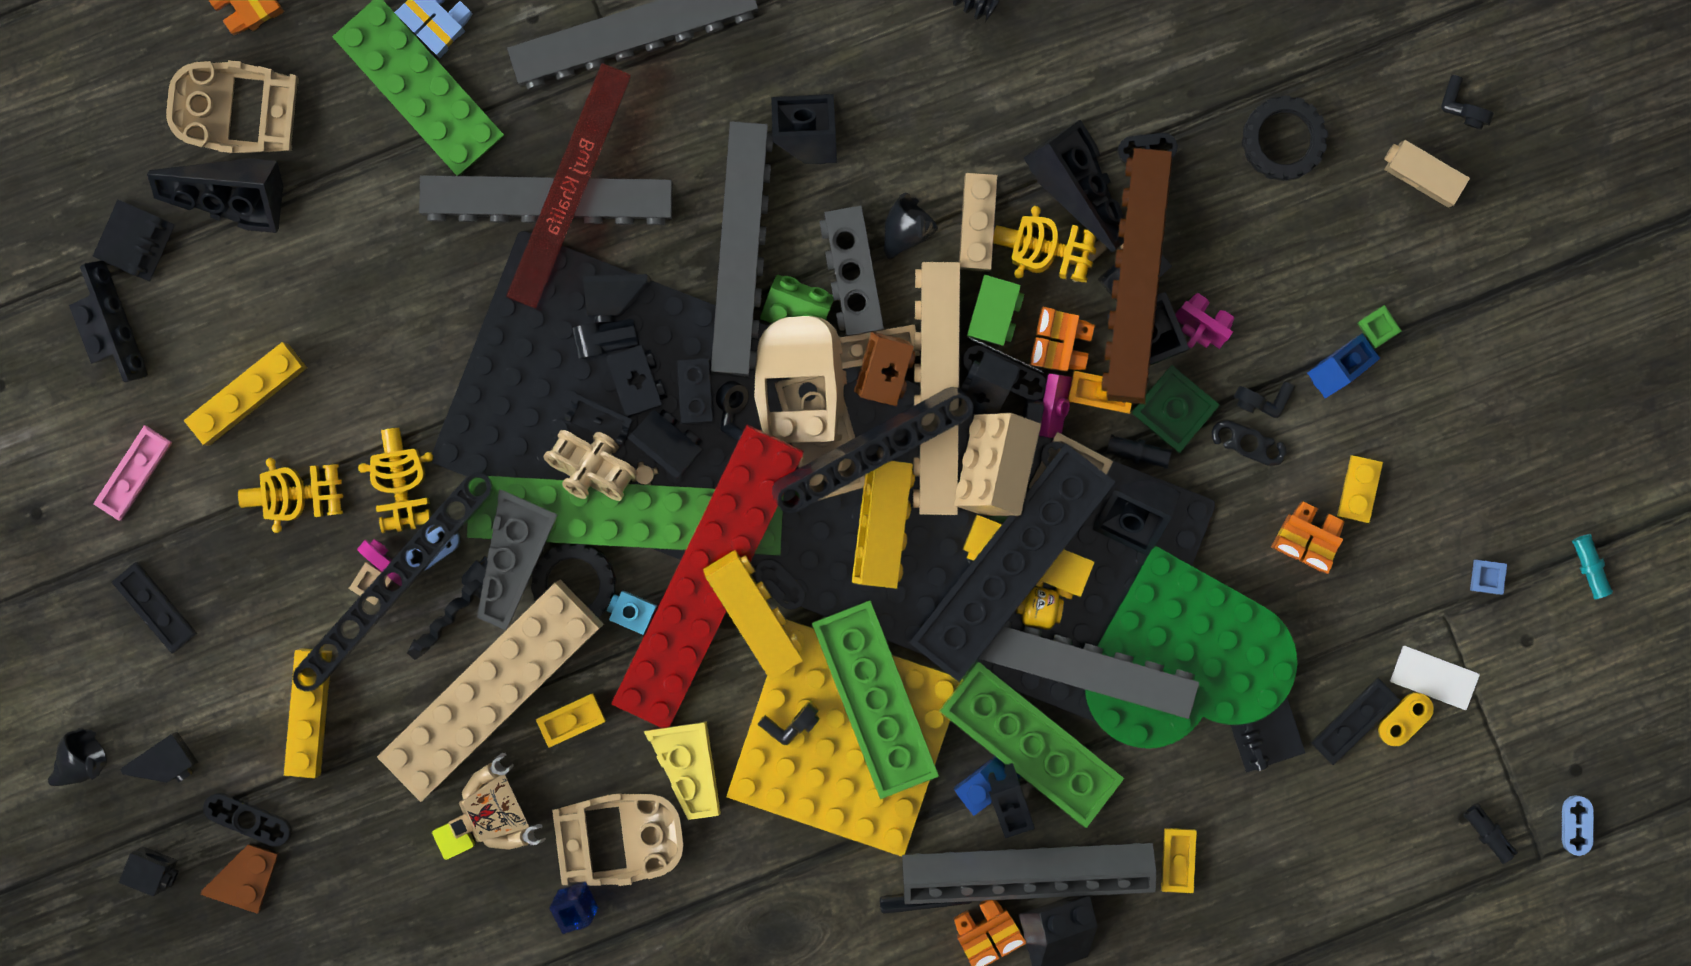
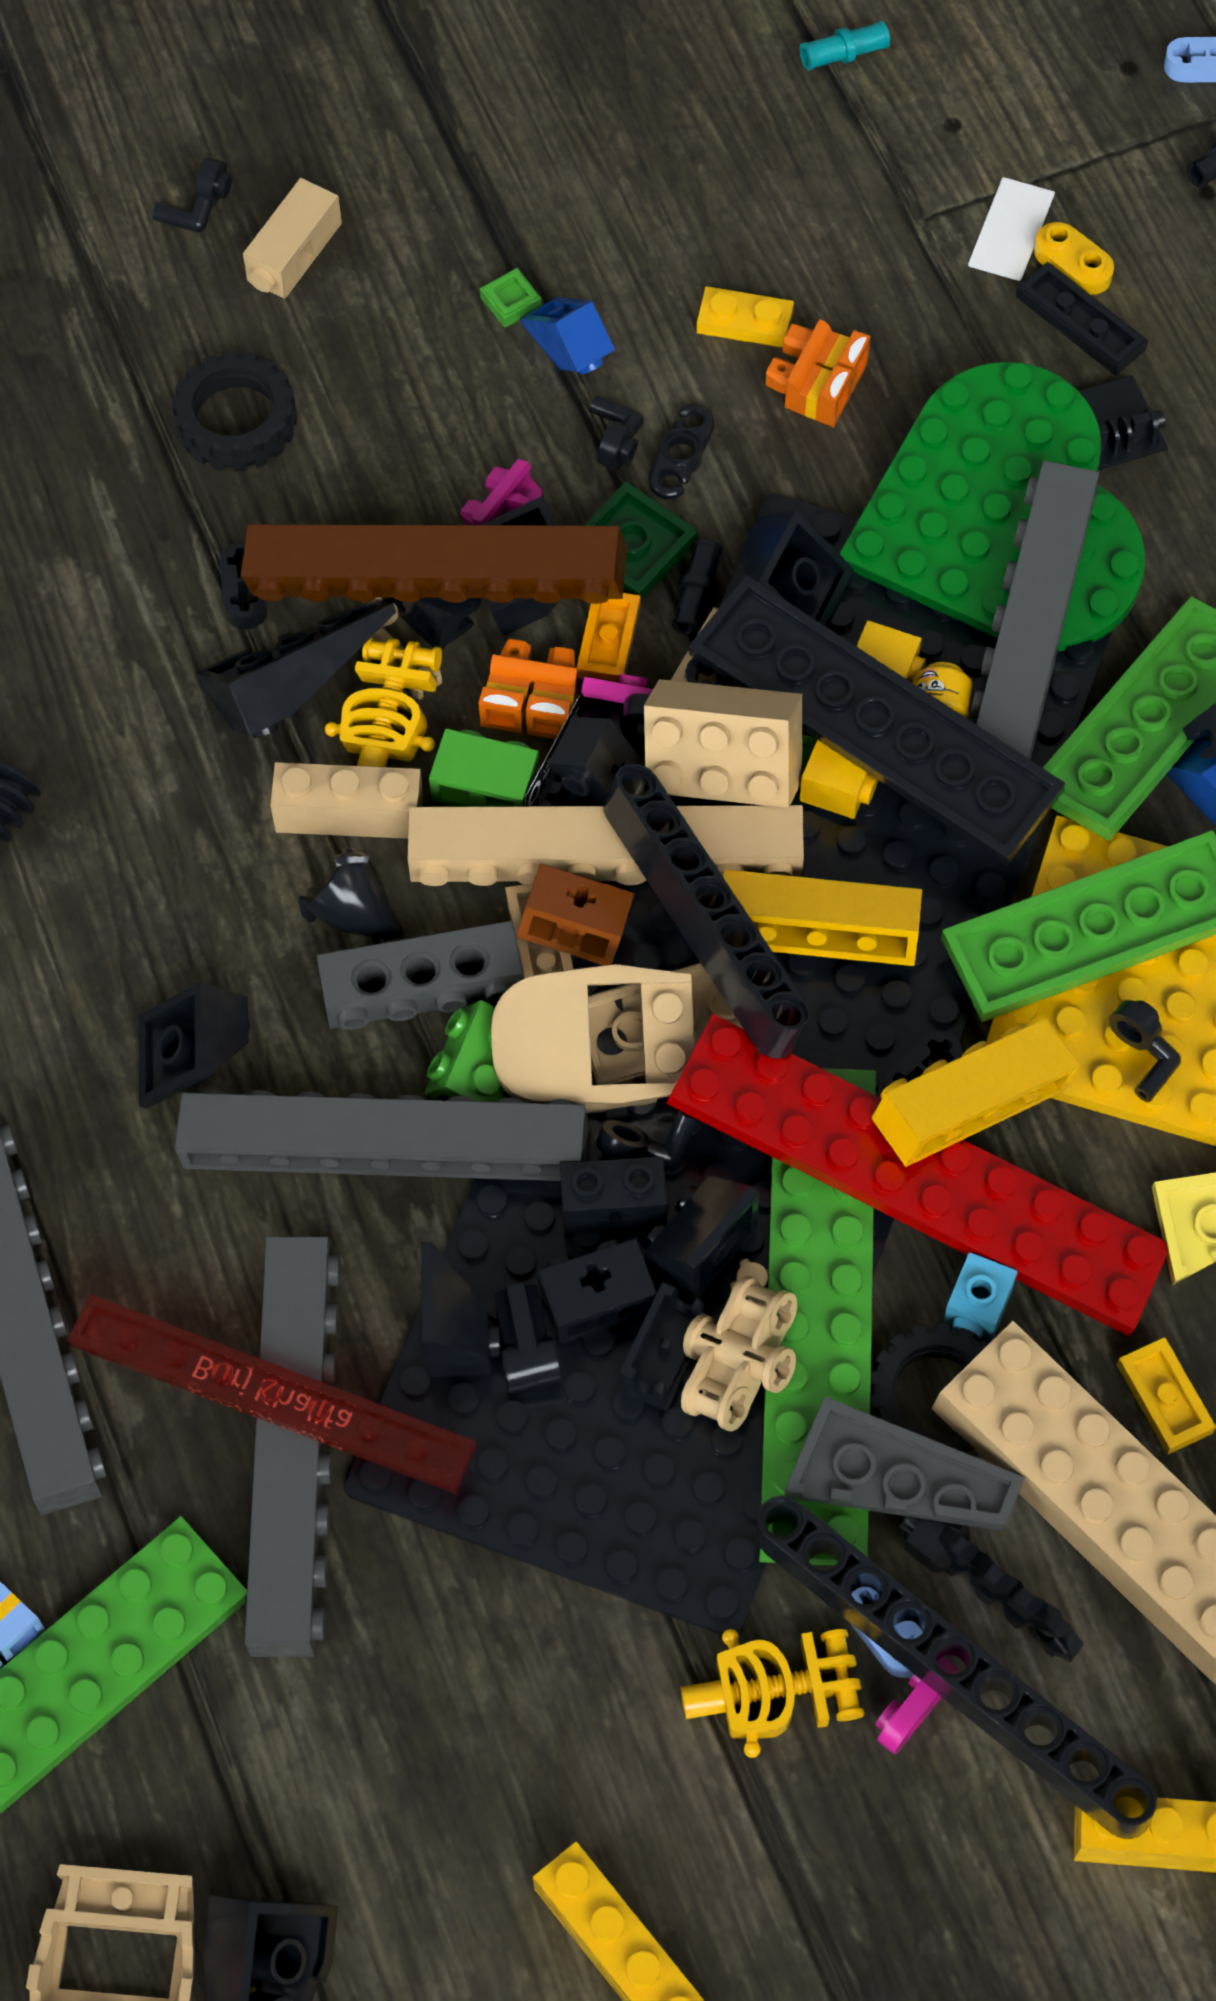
camera: 90 degrees left, 25 degrees down
(263, 495) = (807, 1925): yellow torso -> none
(365, 578) = (950, 1734): tan plate -> none
(1488, 577) = (865, 161): medium blue plate -> none

